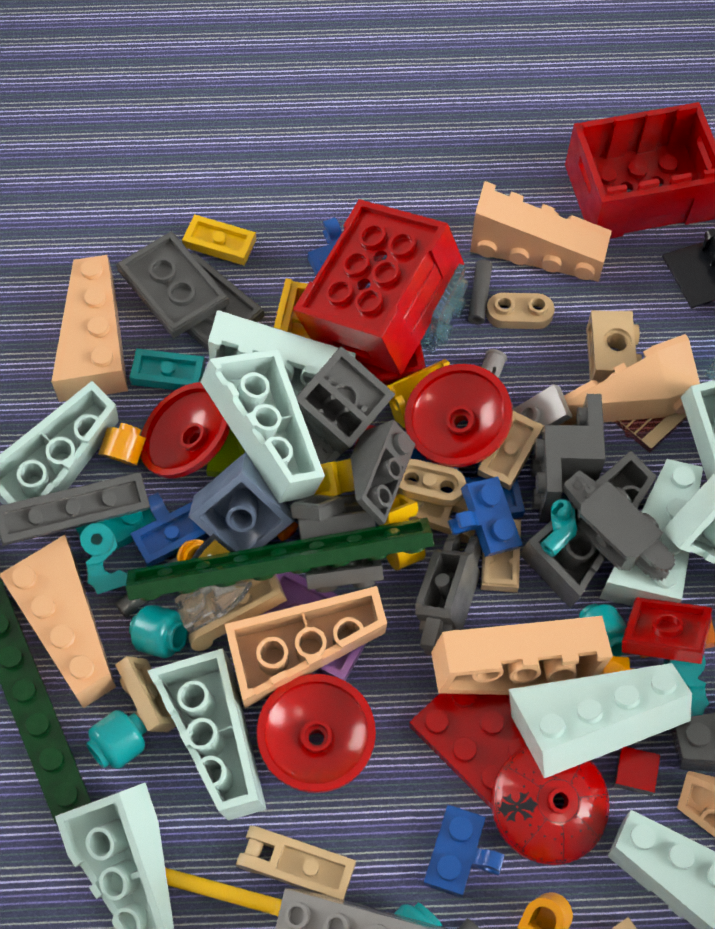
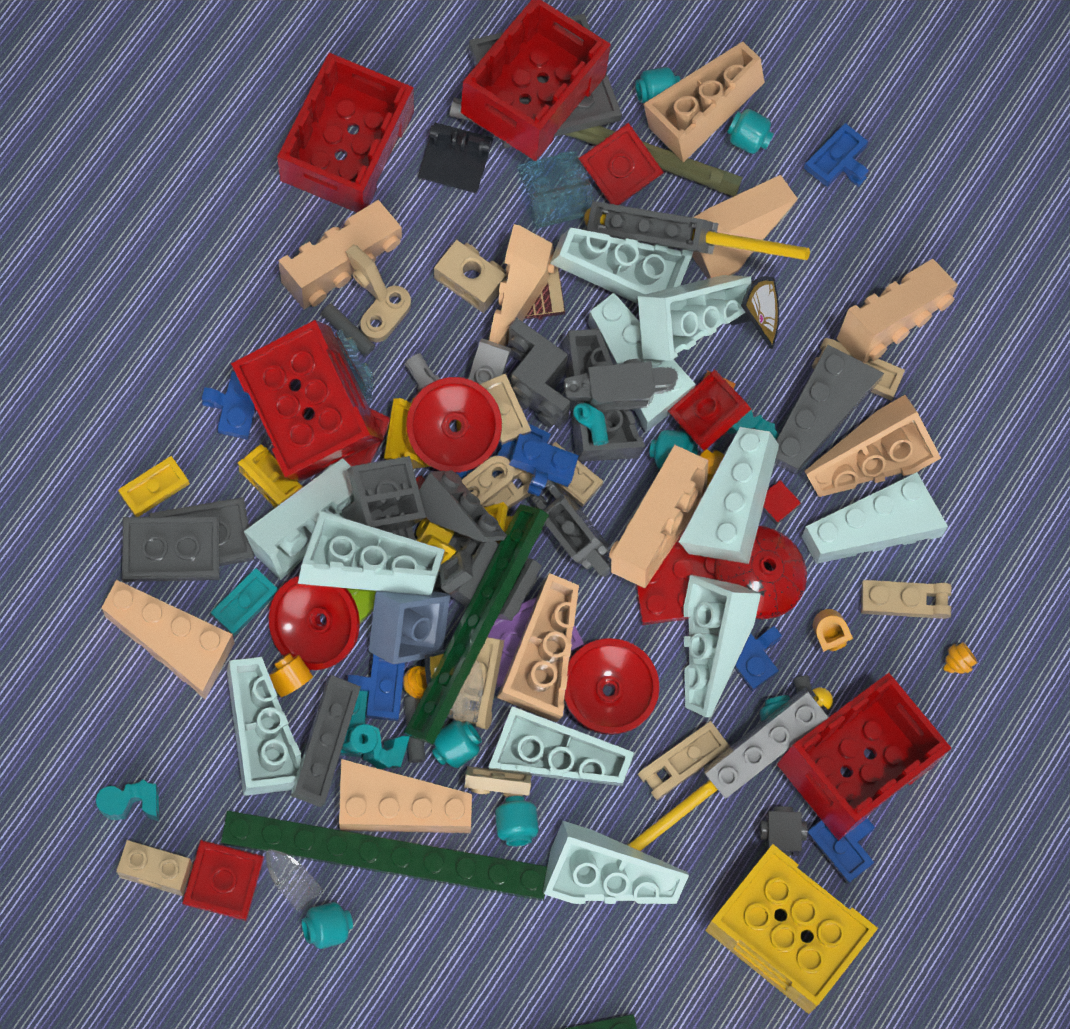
camera: 60 degrees left, 10 degrees up
(455, 800) = (719, 626): none -> light aqua wedge
(536, 259) = (366, 272): none -> tan plate

